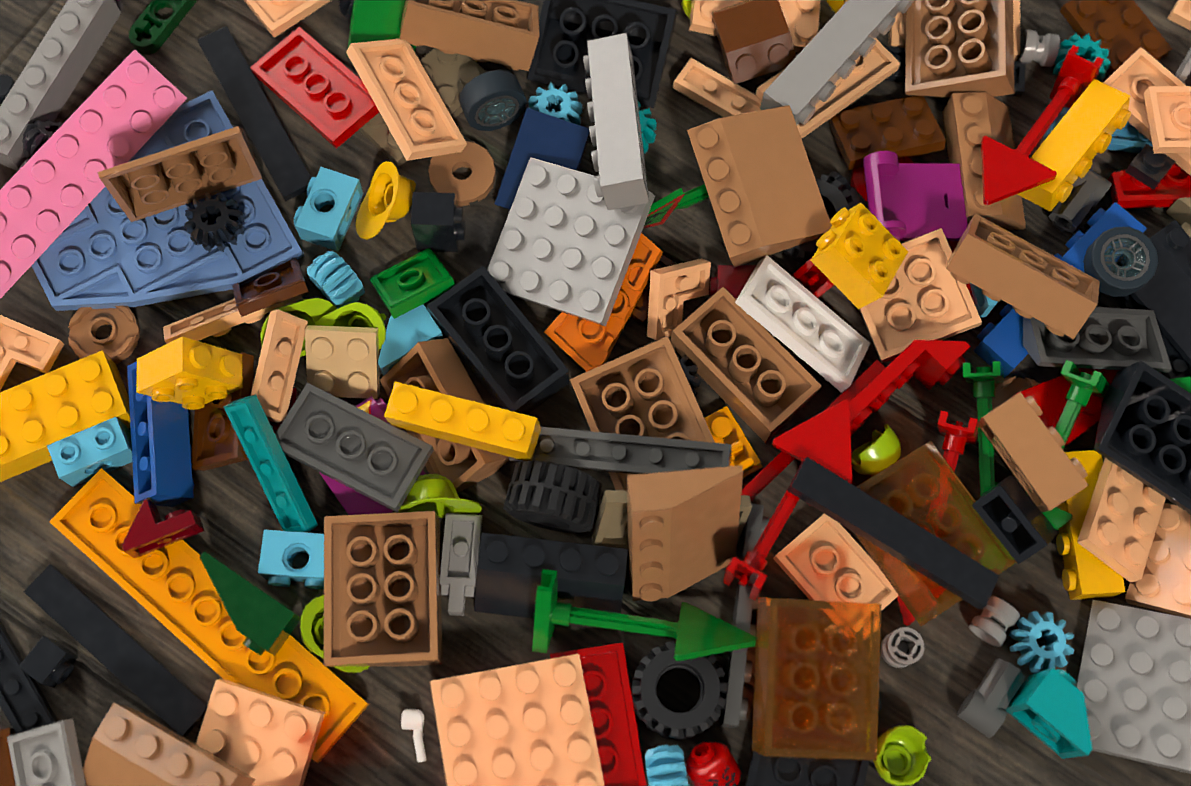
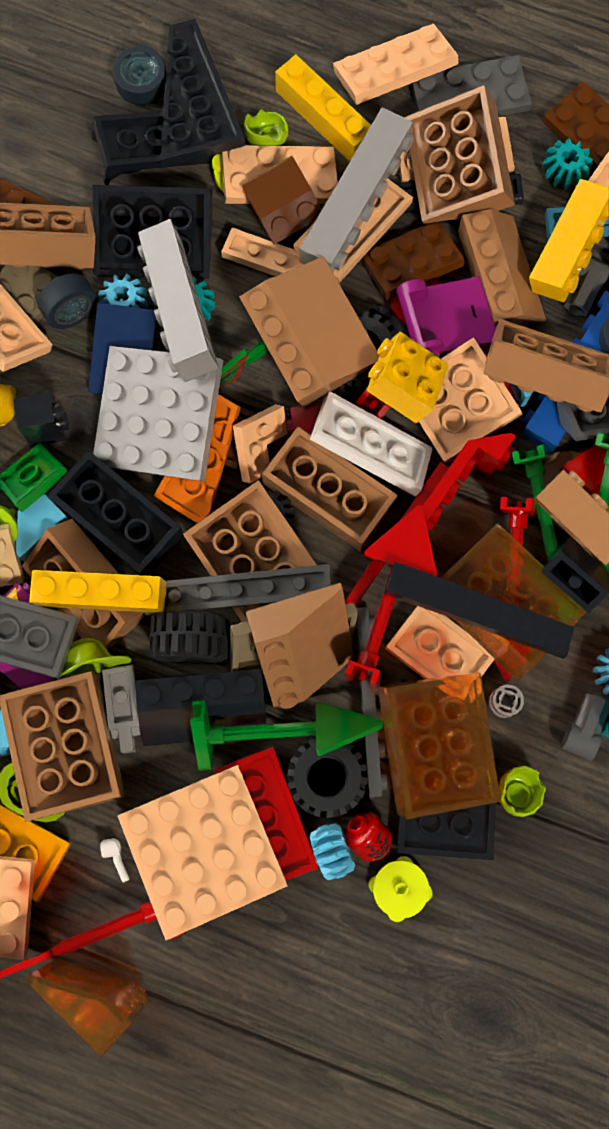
camera: 10 degrees left, 5 degrees up
(472, 188) = (63, 384): medium nougat tile -> none
(727, 431) = (326, 551): light orange plate -> none
(878, 453) = (455, 543): lime hair -> none
(994, 621) = (578, 663): light grey wheel -> none
(1011, 170) = (523, 274): red piece -> none
(1039, 48) = (529, 158): light grey wheel -> none

